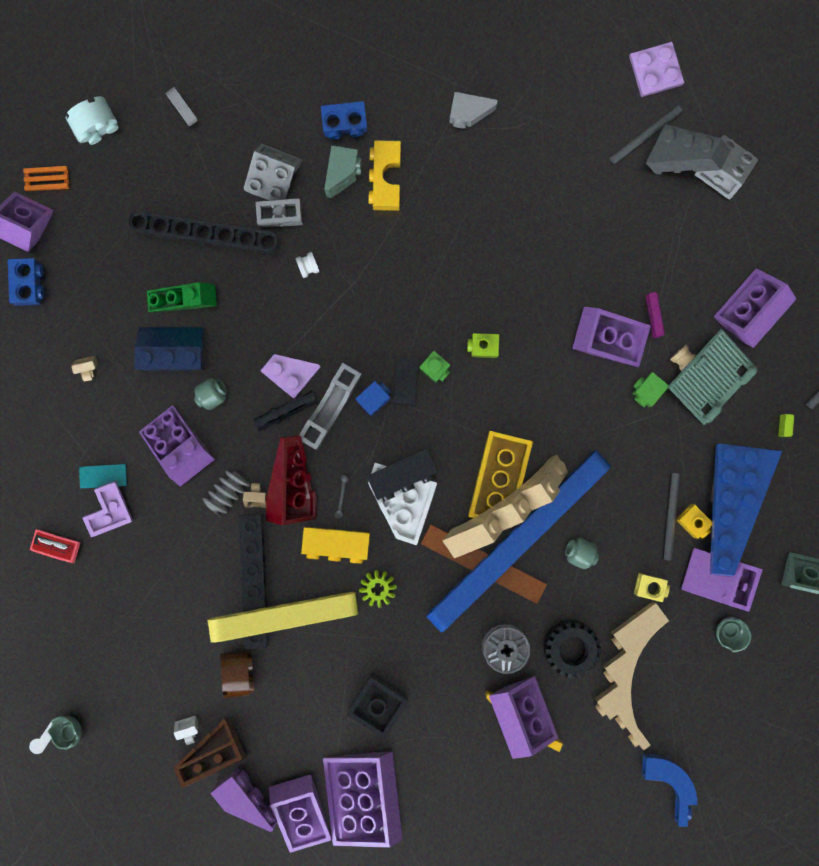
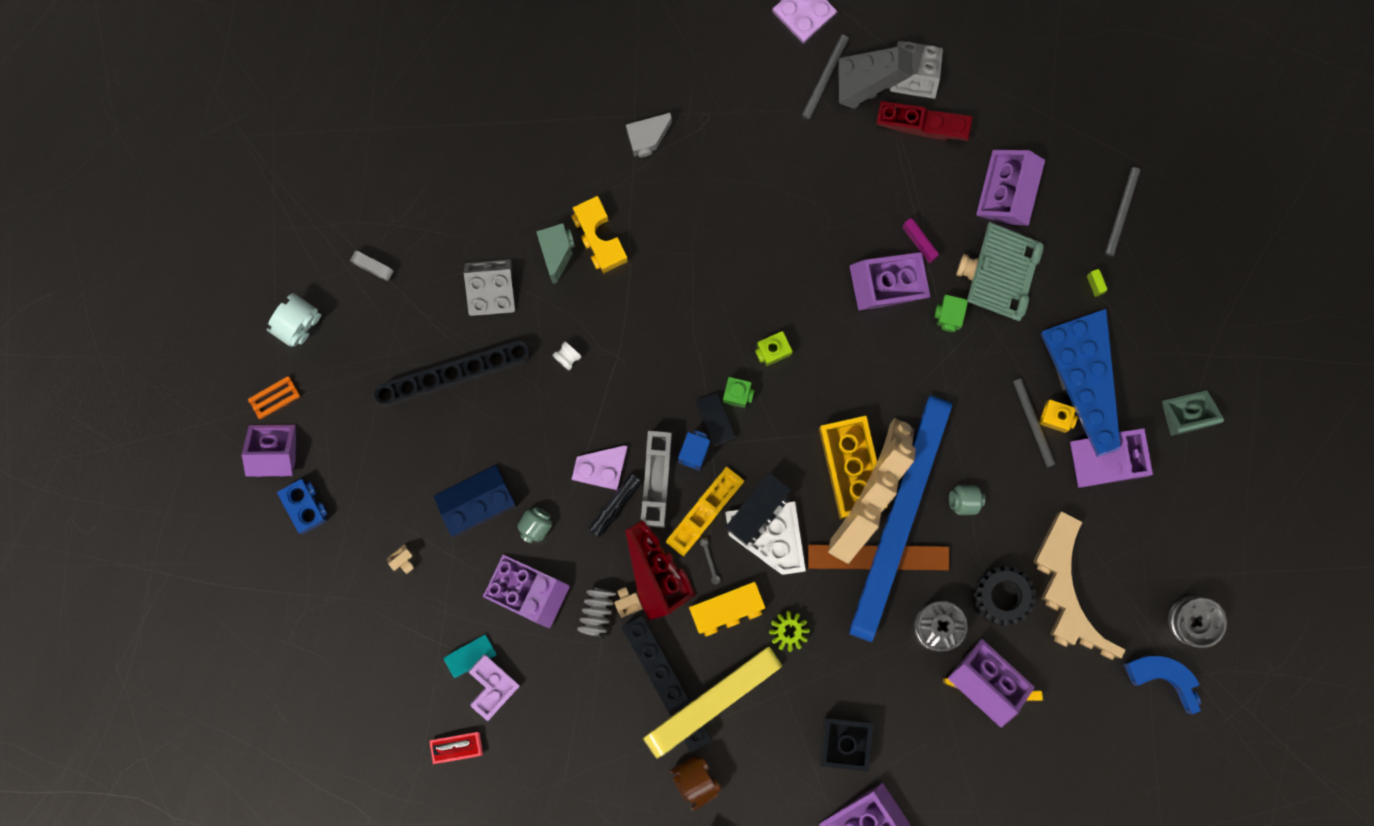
camera: 30 degrees left, 5 degrees down
(182, 297) = (461, 446): green slope -> none
(279, 213) = (516, 320): light grey brick -> none
(344, 113) = (529, 197): blue brick -> none
(358, 453) = (705, 511): none -> yellow slope
(643, 582) = (1040, 503): light yellow brick -> none
(709, 215) = (924, 122): none -> dark red slope
(731, 760) = (1209, 618): none -> flat silver wheel
(733, 634) = (1149, 504): sand green hair -> none

